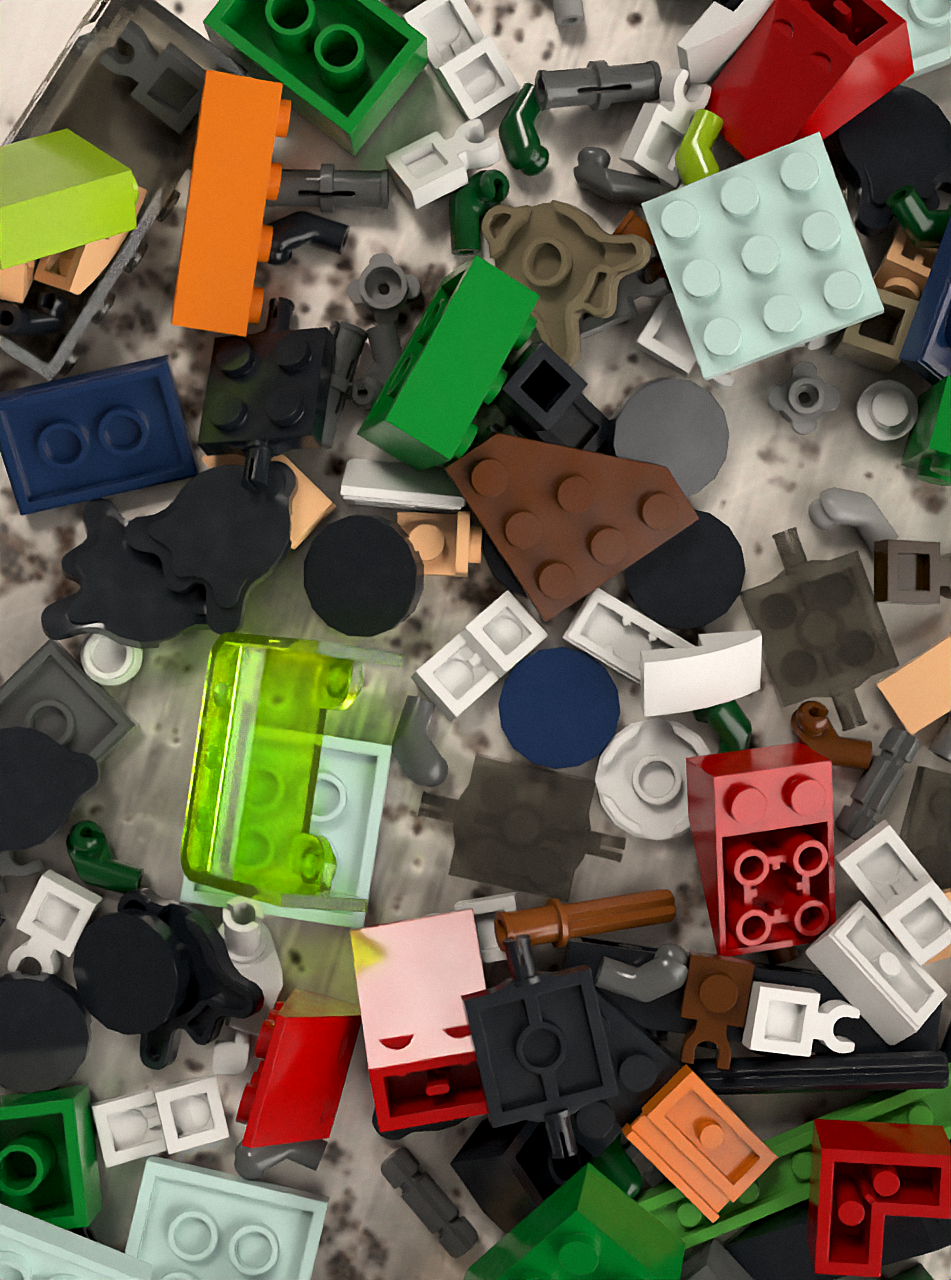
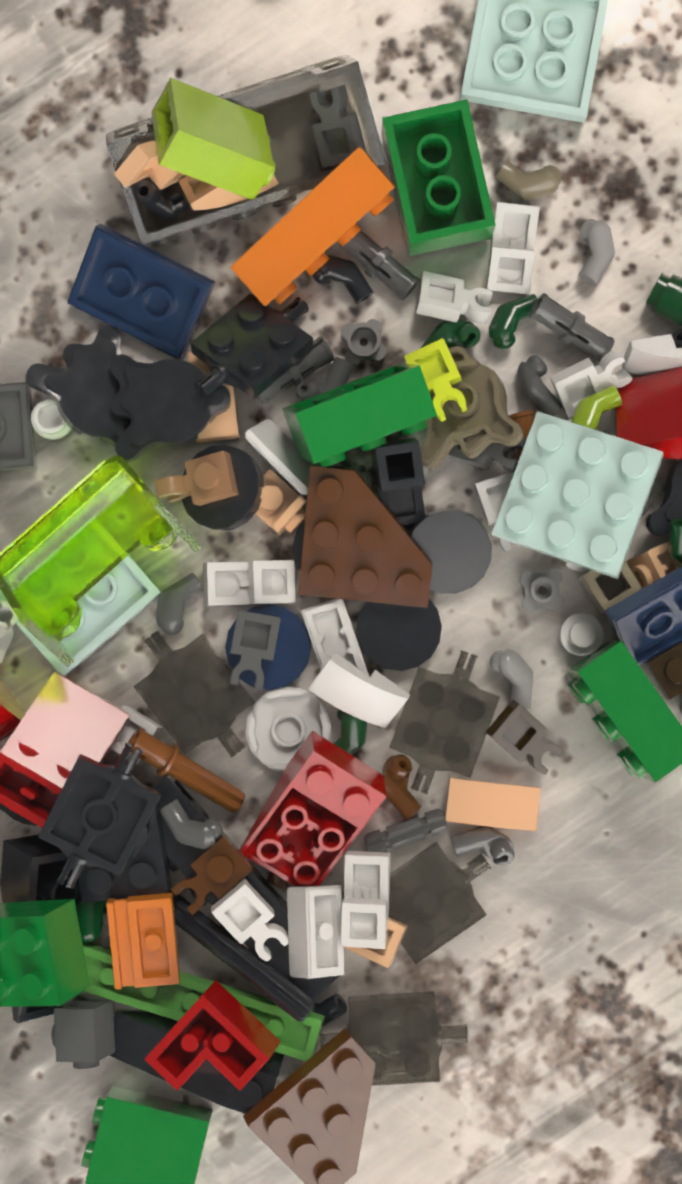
camera: 50 degrees right, 0 degrees up
(341, 581) = (206, 480): none -> medium nougat plate
(501, 248) = (439, 374): none -> neon yellow plate
(540, 712) = (254, 641): none -> dark grey plate

